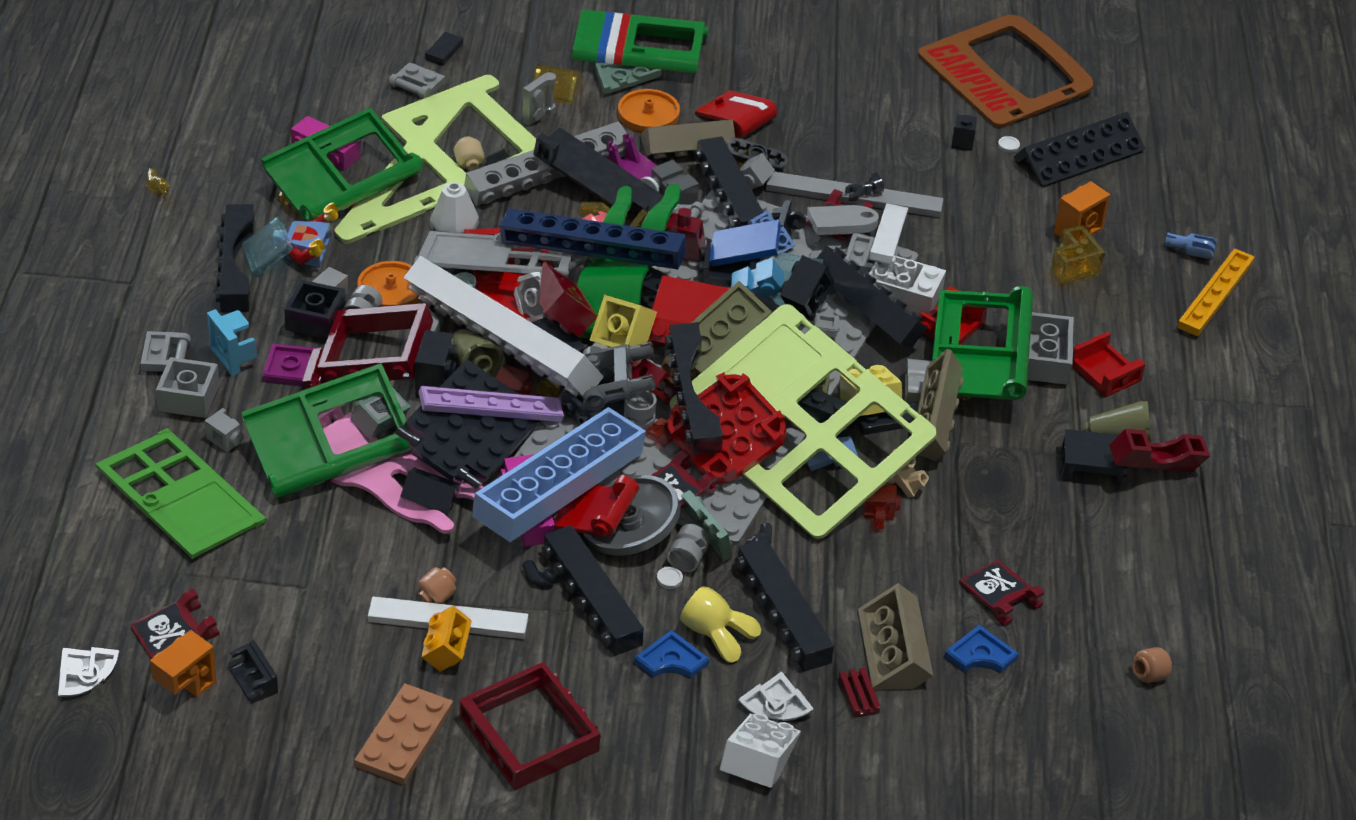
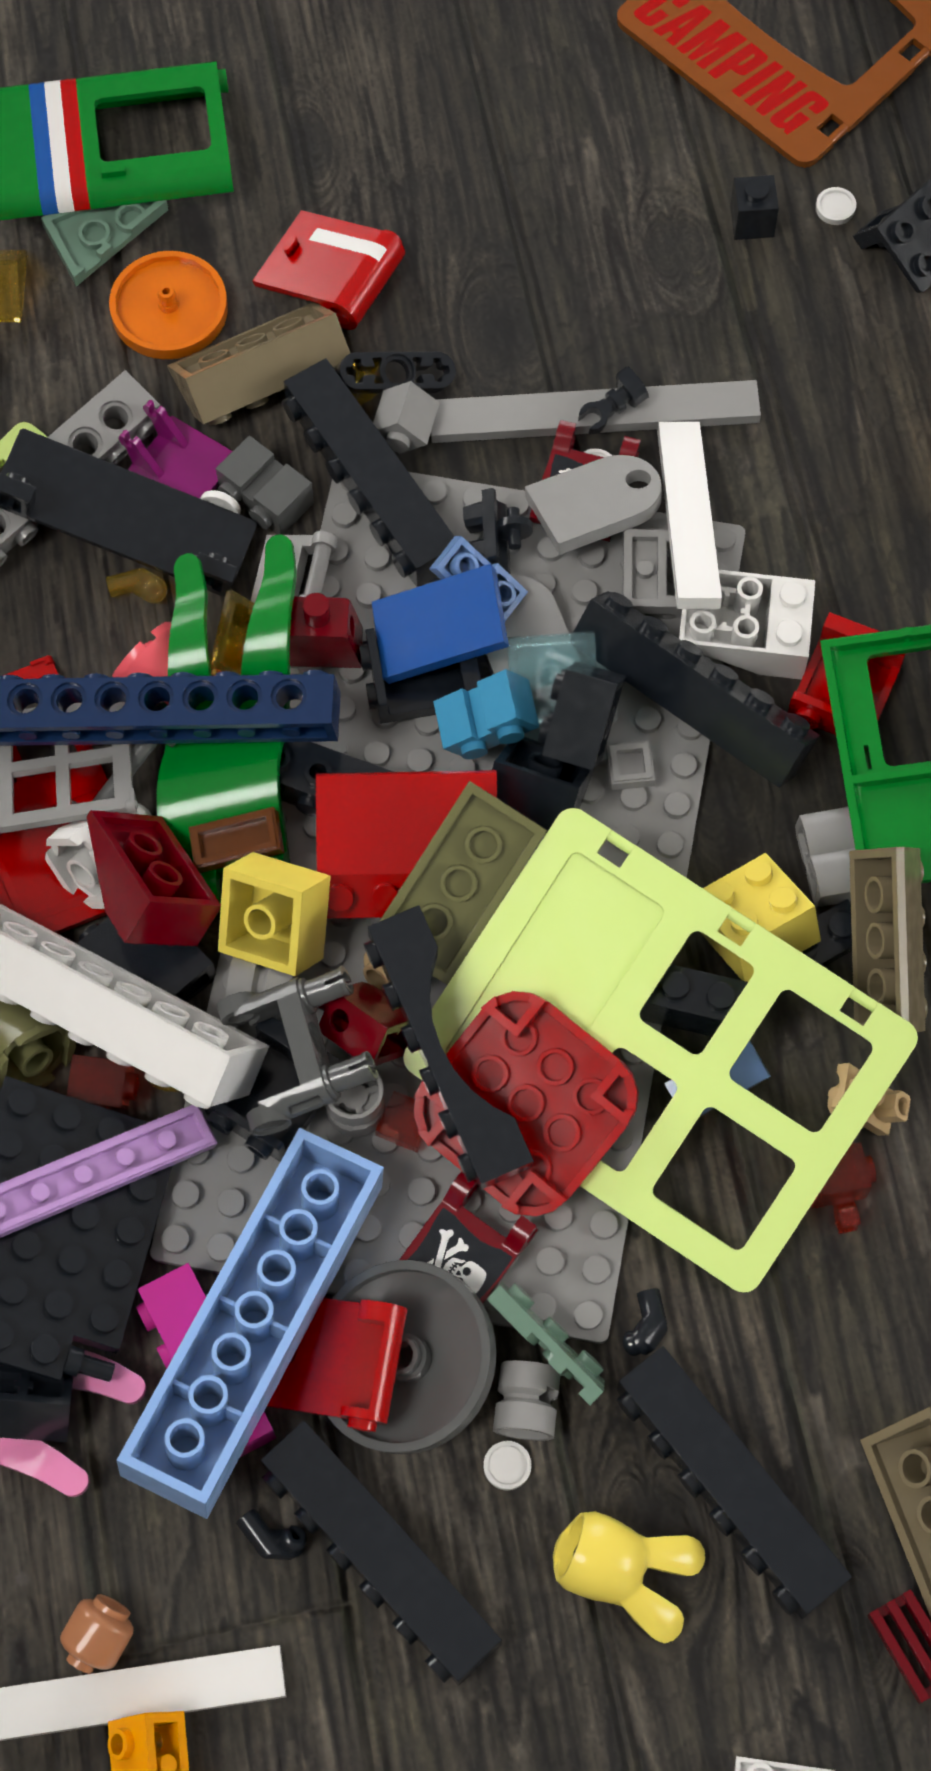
camera: 10 degrees left, 25 degrees up
(626, 294) = (232, 838): none -> reddish brown tile
(673, 655) = (562, 1660): blue tile -> none
(777, 700) = (776, 1714): white brick -> none

